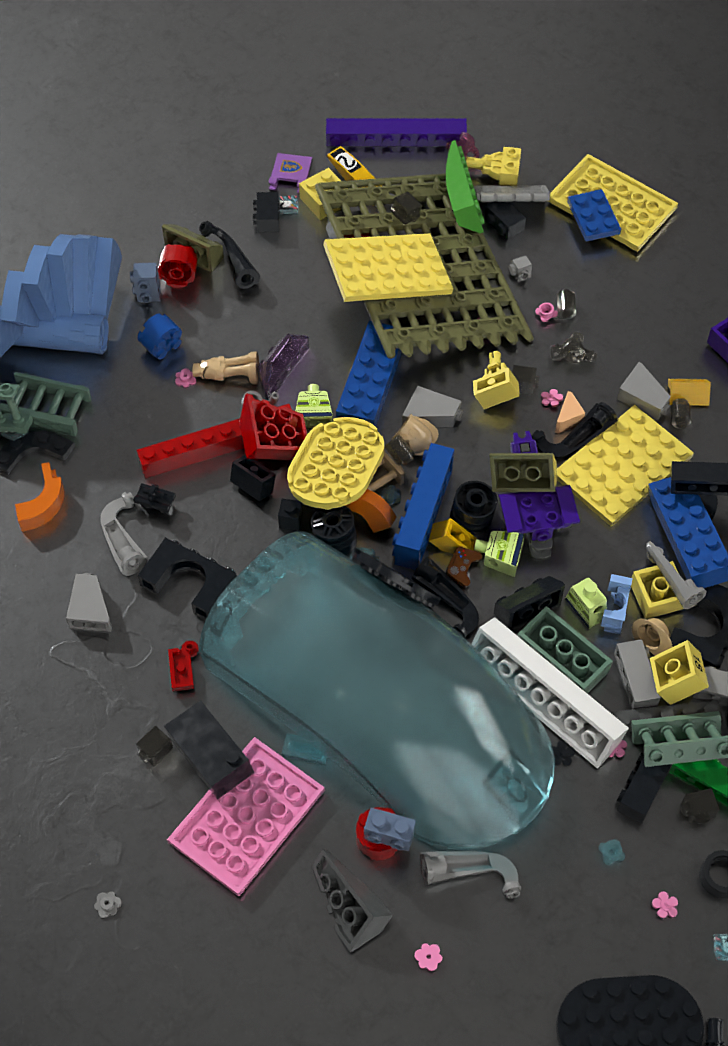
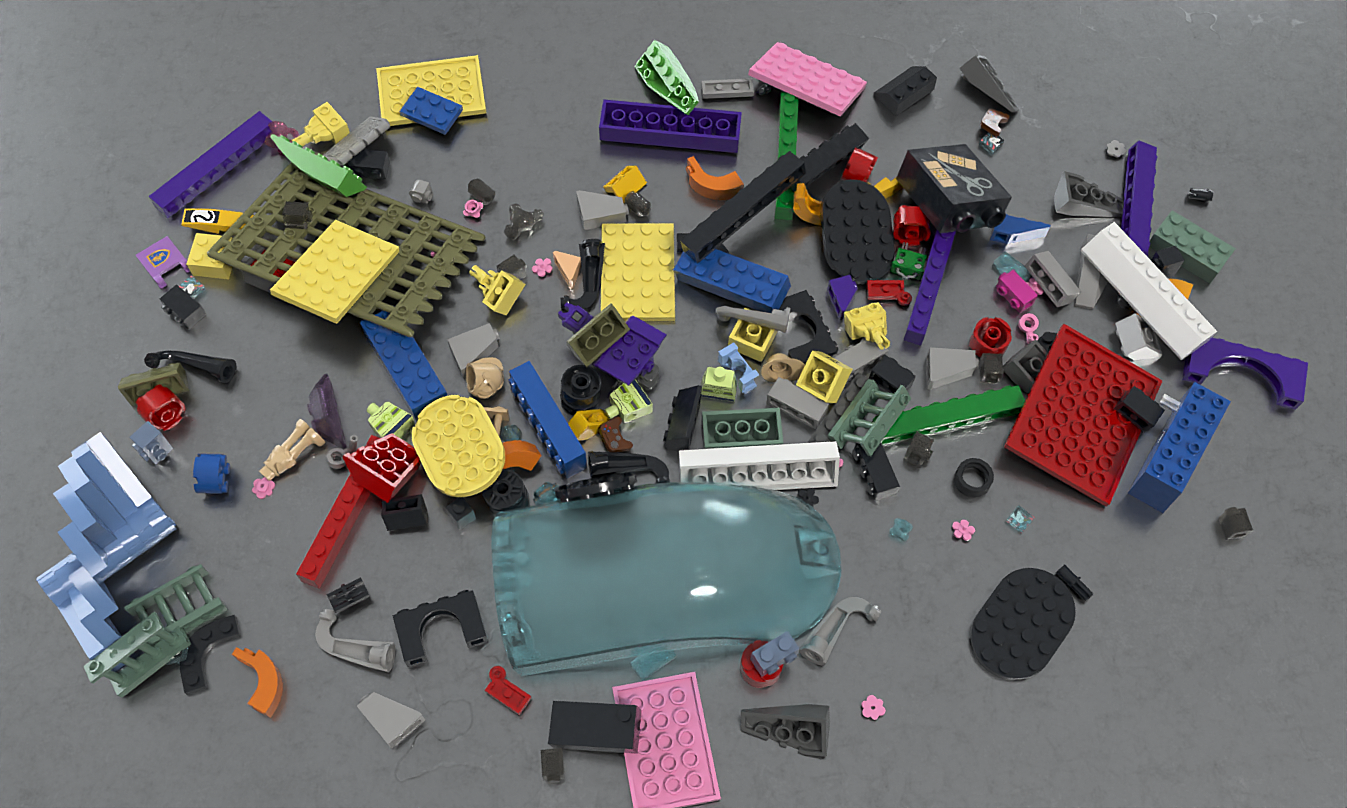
camera: 50 degrees left, 5 degrees up
(399, 451) = (490, 396): clear smoke brick -> none

